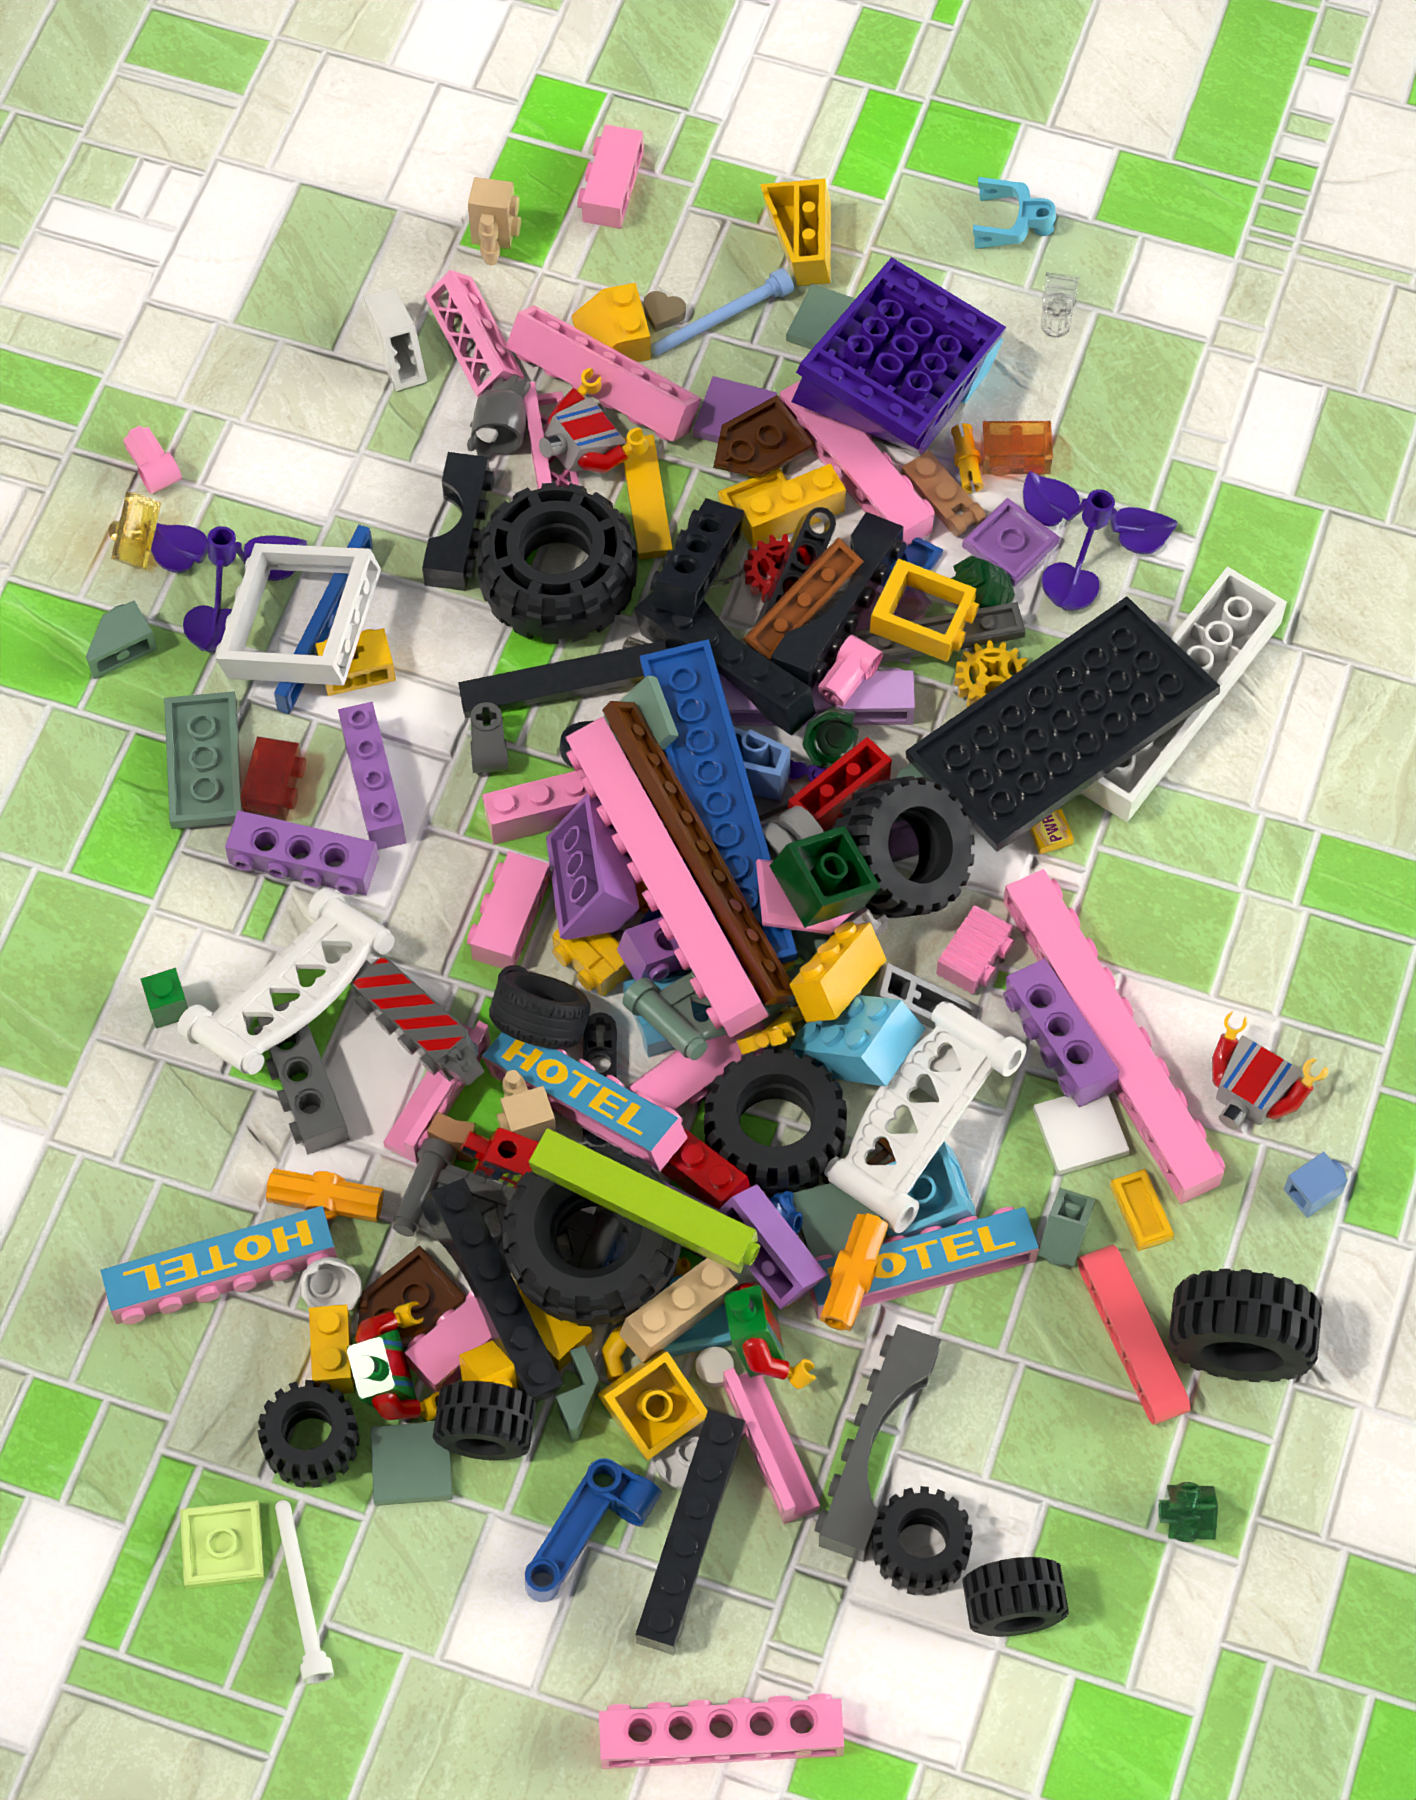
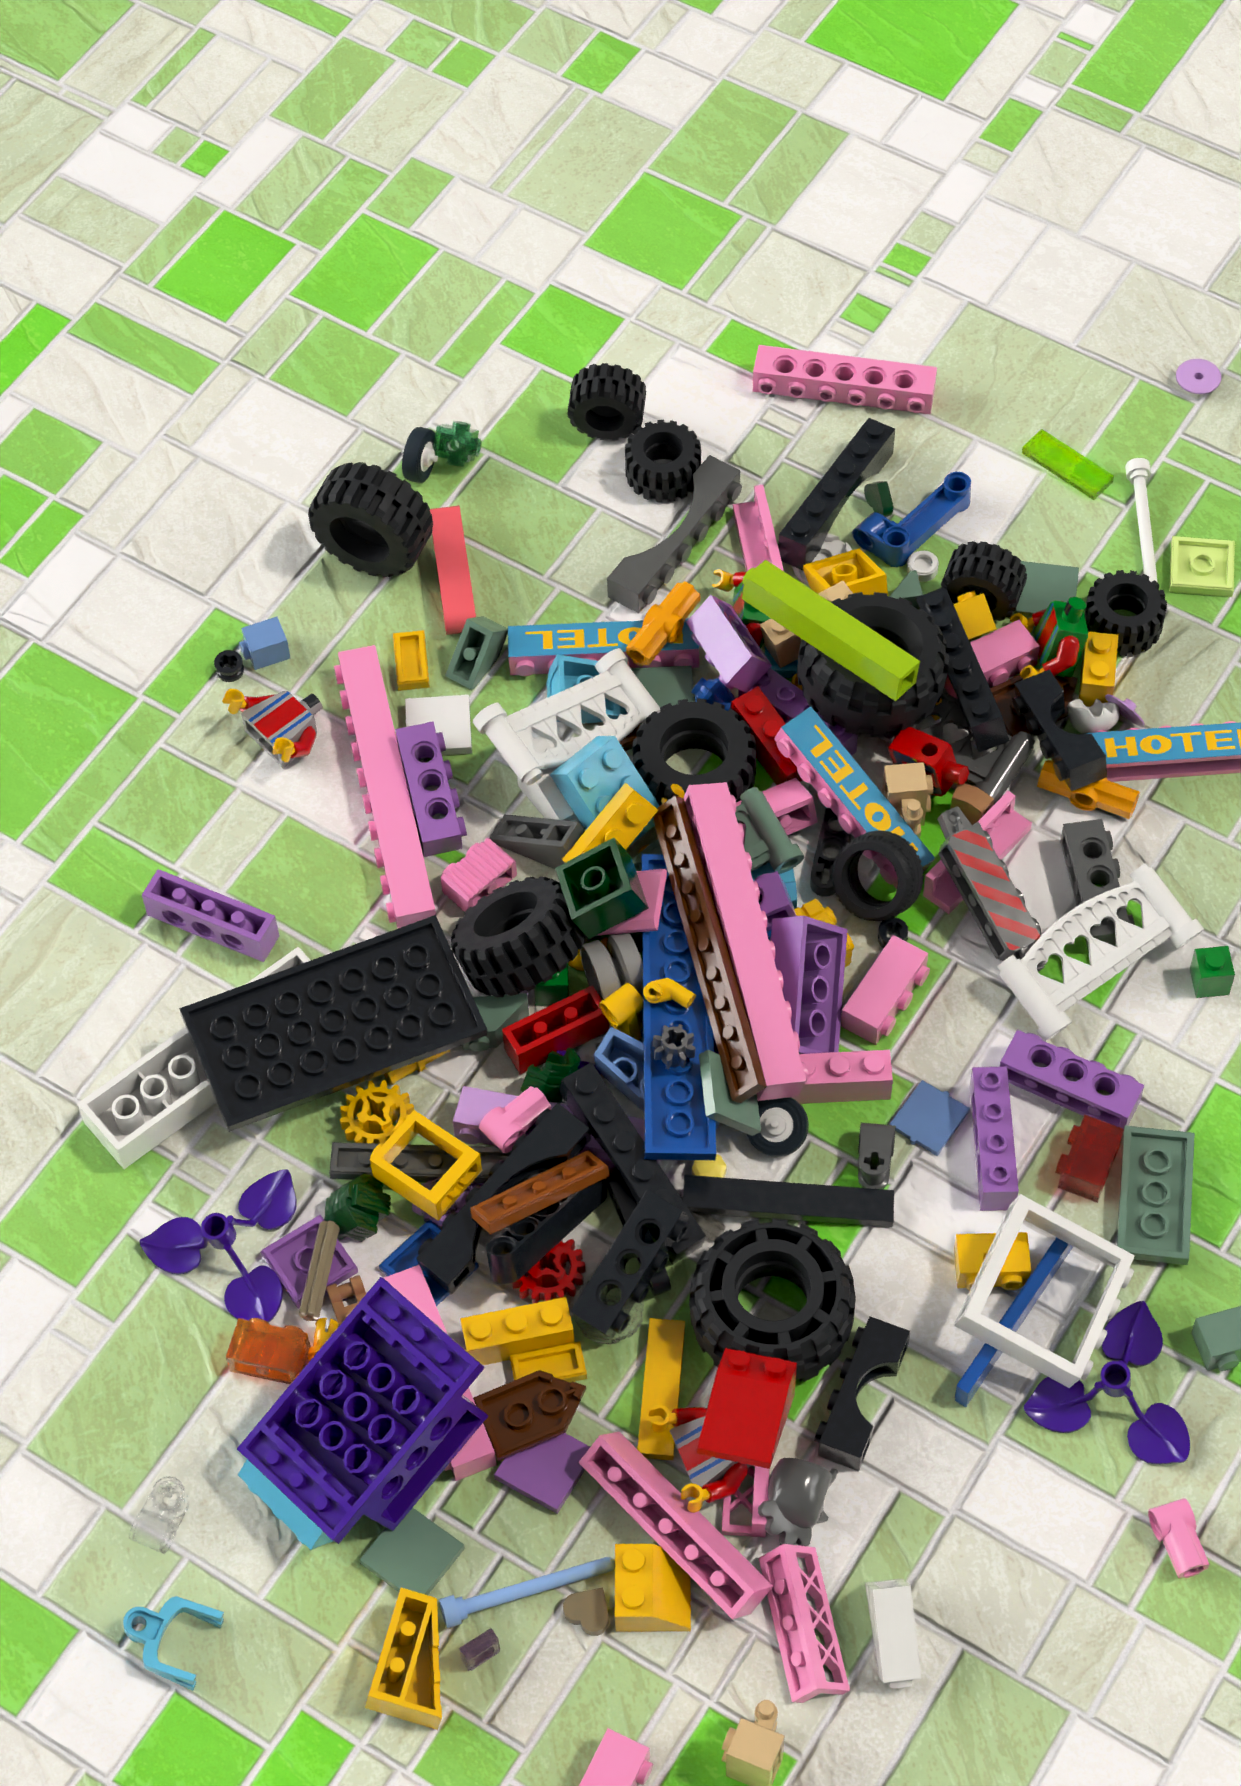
camera: 165 degrees left, 5 degrees down
(135, 530) = (1203, 1446): clear yellow tile -> none
(292, 1296) = (1126, 709): none -> lavender piece
(341, 1192) = (1074, 756): none -> black arch
(409, 1669) = (1067, 464): none -> clear neon green tile
(441, 800) = (930, 1117): none -> medium blue piece
(555, 434) = (747, 1408): none -> red slope
(566, 1470) = (925, 564): none -> white tile
(638, 1552) = (879, 497): none -> dark green tile
(705, 734) = (674, 1046): none -> flat silver gear
(736, 796) = (667, 990): none -> yellow arm
(746, 256) = (480, 1649): none -> tile
(773, 795) = (623, 1010): none -> yellow piece
(995, 519) = (319, 1271): none -> dark tan axle
(1229, 1475) = (419, 455): none -> black wheel
(1240, 837) = (210, 915): none -> medium lavender brick
(1343, 1145) = (231, 658): none -> black bush

